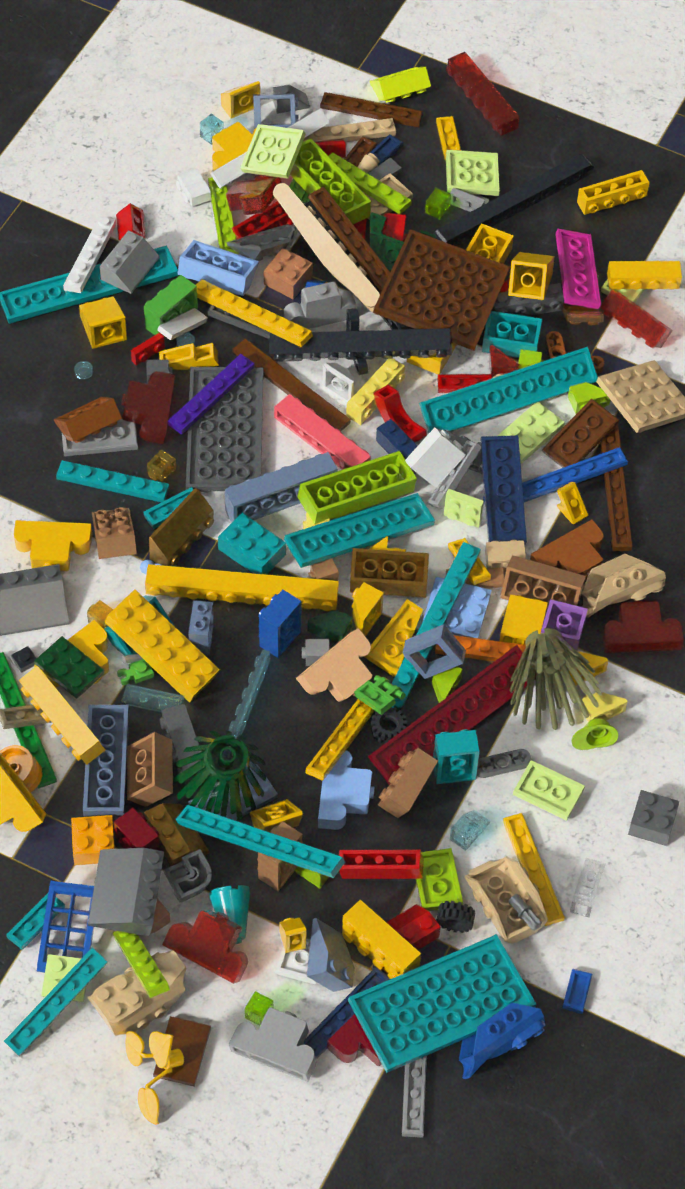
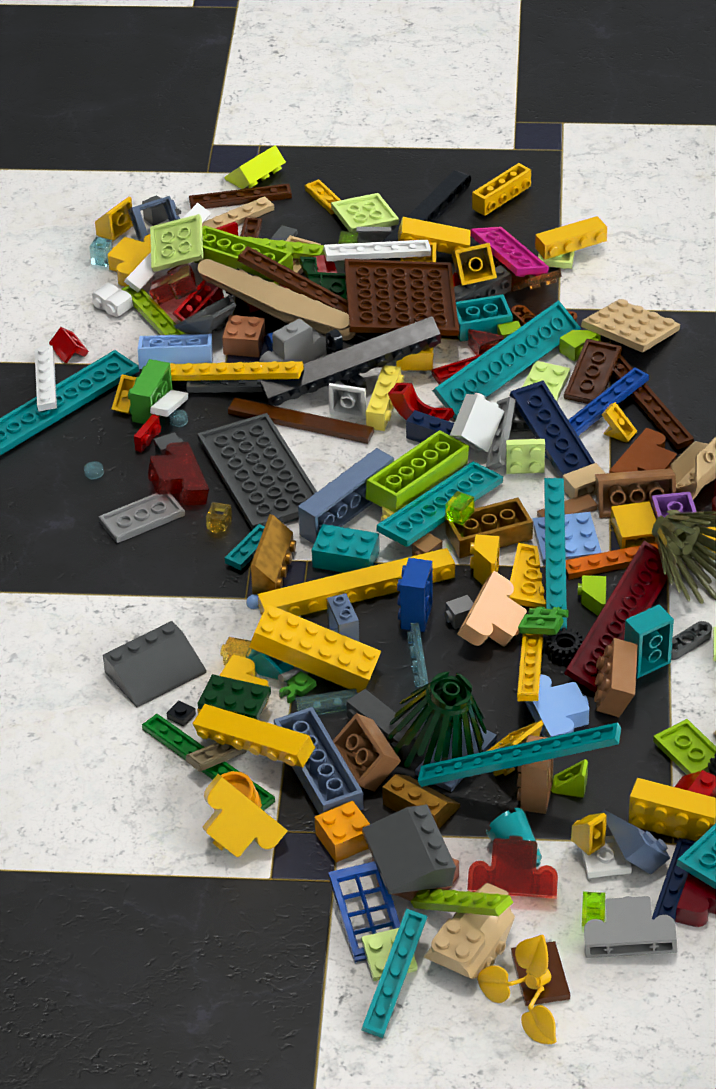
camera: 20 degrees left, 15 degrees down
(31, 923) = (326, 921): teal plate -> none
(52, 541) = (148, 608): yellow brick -> none
(88, 419) = (127, 501): dark orange slope -> none
(103, 322) = (92, 424): yellow slope -> none
(112, 481) = (177, 546): teal plate -> none
(114, 533) = (206, 584): medium nougat slope -> none
(128, 262) = (89, 370): light grey slope -> none
(134, 831) = (383, 801): dark red brick -> none
(148, 294) = (121, 401): none -> yellow slope
(189, 876) = (459, 825): dark grey brick -> none
(190, 356) = (190, 425): yellow slope -> none
(211, 394) = (231, 446): dark purple plate -> none
(319, 433) = (346, 444): coral brick -> none
(330, 625) = (459, 585): clear green slope -> none
(365, 547) = (459, 508): none -> clear neon green brick
(368, 162) = (265, 231): tan cone -> none
(382, 864) = (634, 750): red brick -> none
(387, 148) = (272, 221): dark blue tile -> none
(448, 643) = (565, 554): sand blue window -> none
(449, 228) = (377, 250): none -> white plate
(468, 829) = (692, 700): clear light blue slope -> none
(479, 572) = (571, 501): yellow tile -> none
(482, 93) = (335, 154): clear red brick -> none
(524, 230) = (446, 237): none -> yellow brick
(636, 319) = (586, 273): clear red brick -> none

